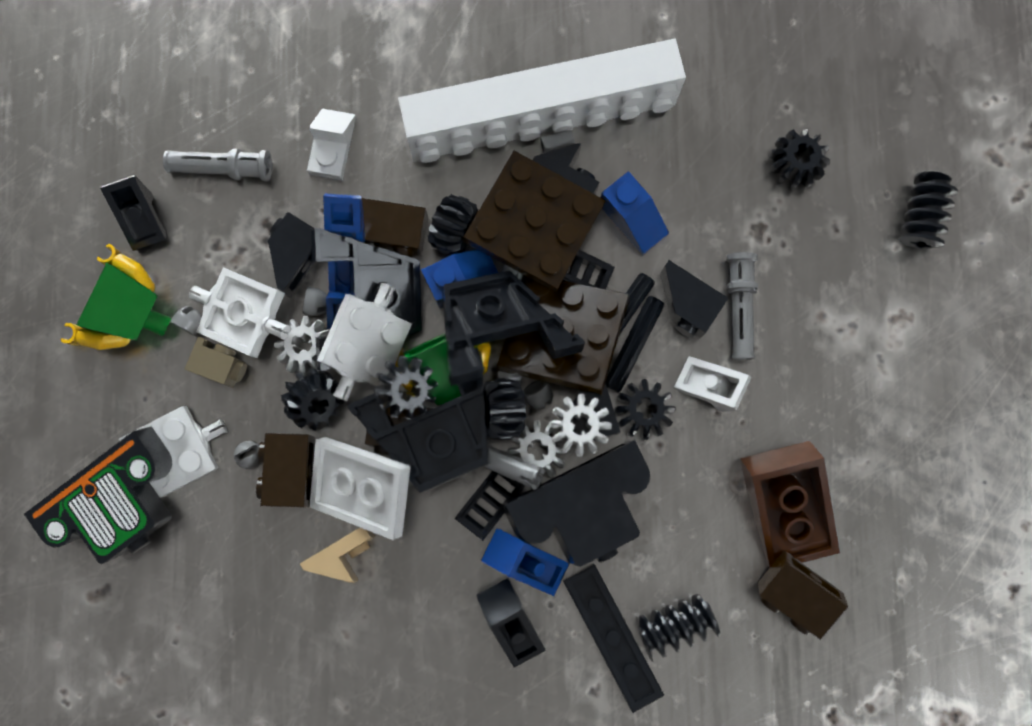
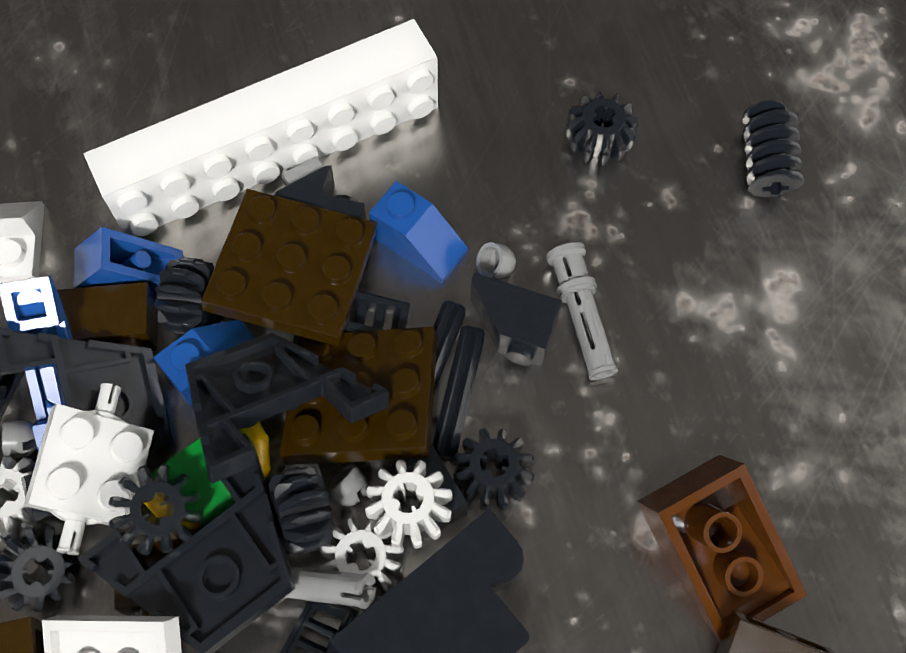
camera: 15 degrees left, 15 degrees down
(409, 185) = (120, 258): none -> blue slope
(687, 250) = (495, 260): none -> light grey hinge
(713, 384) = (573, 412): white slope -> none

